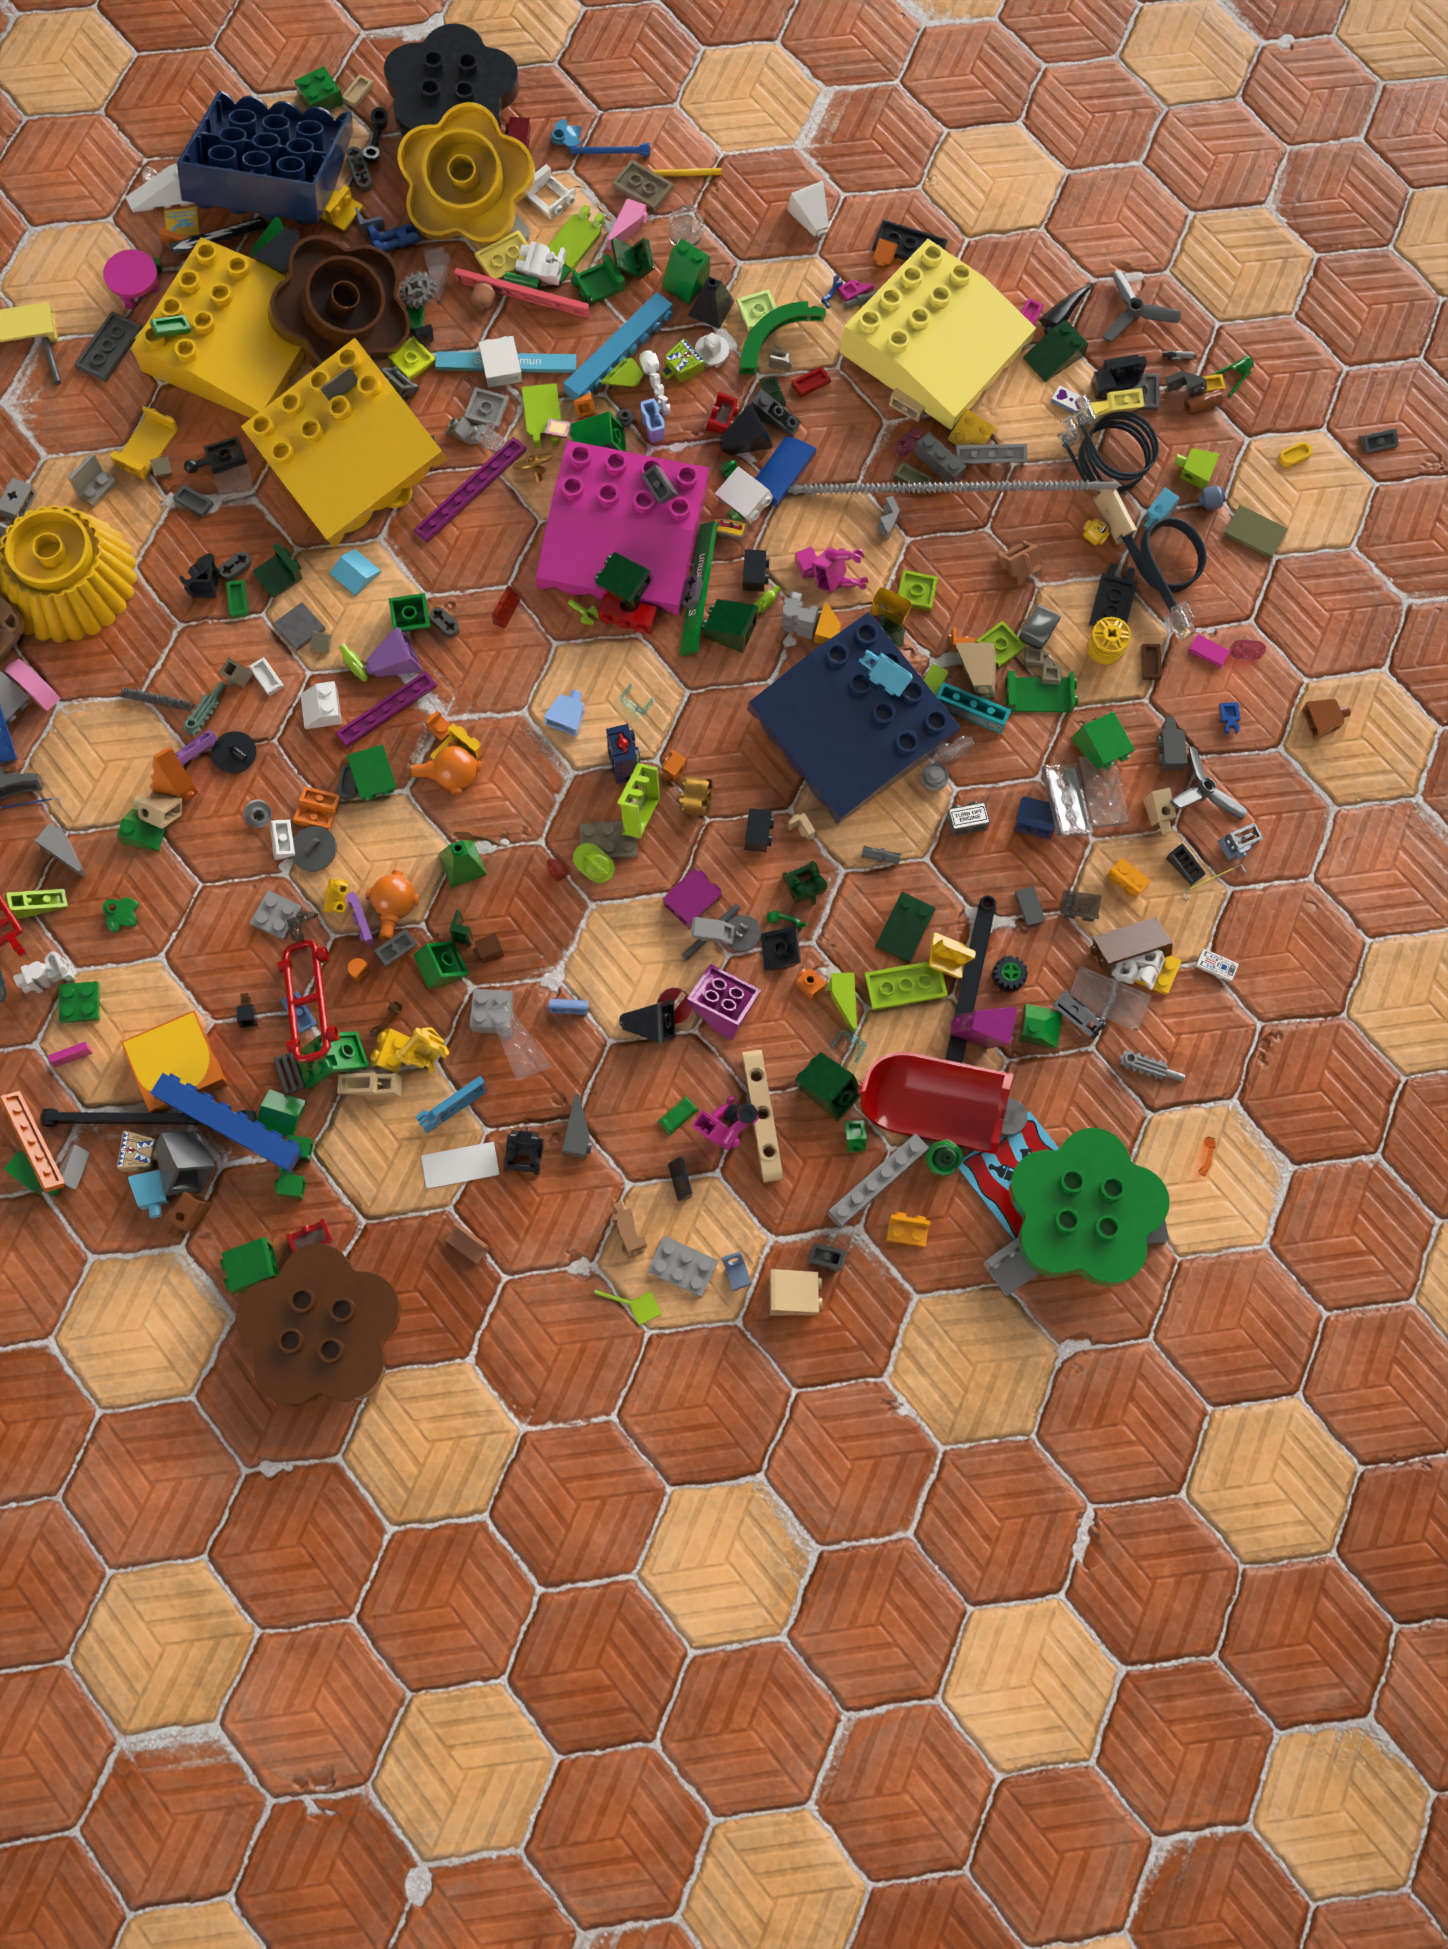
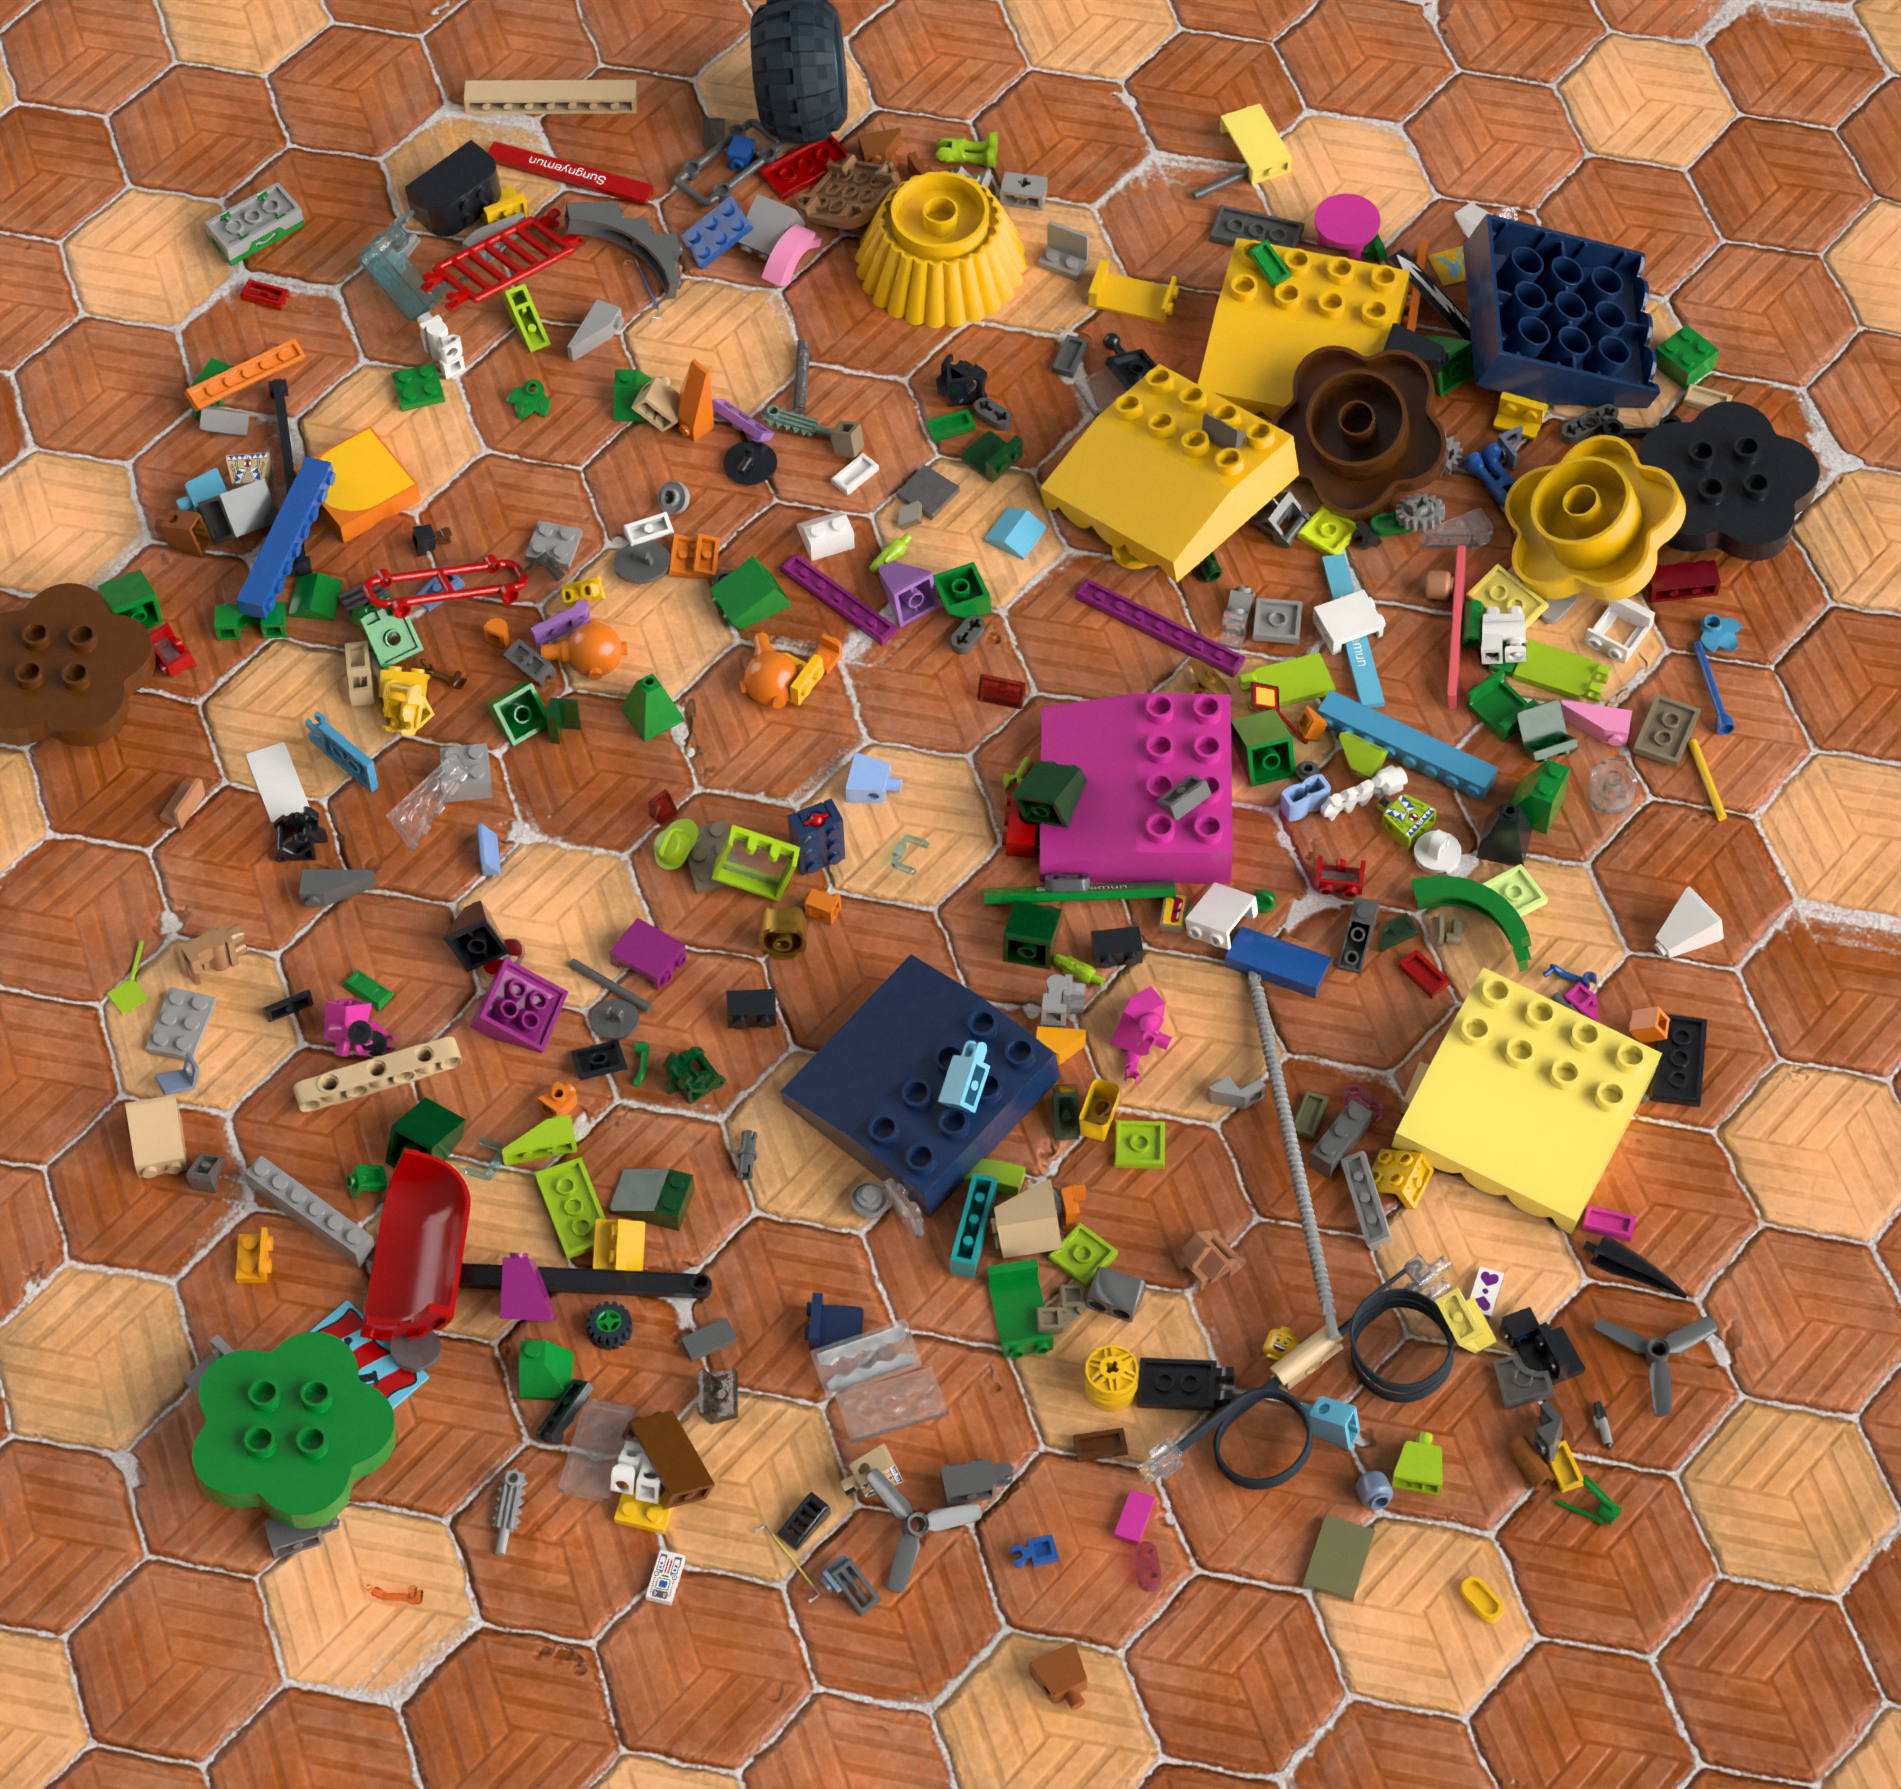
camera: 85 degrees right, 15 degrees down
(70, 1054) = (353, 390): dark pink tile -> none
(161, 467) = (1105, 315): dark tan tile -> none
(488, 948) = (546, 756): reddish brown brick -> none
(712, 929) = (606, 979): light grey slope -> none
(745, 434) = (1319, 907): black slope -> none
(805, 827) = (770, 1061): tan bracket -> none
(937, 1159) = (346, 1276): green piece -> none
(967, 818) = (816, 1246): brick -> none
(1056, 351) = (1557, 1262): dark green slope -> none
(1103, 741) = (953, 1385): green slope -> none
(1128, 878) = (770, 1452): light orange bracket -> none
(1379, 440) = (1538, 1713): dark grey slope -> none

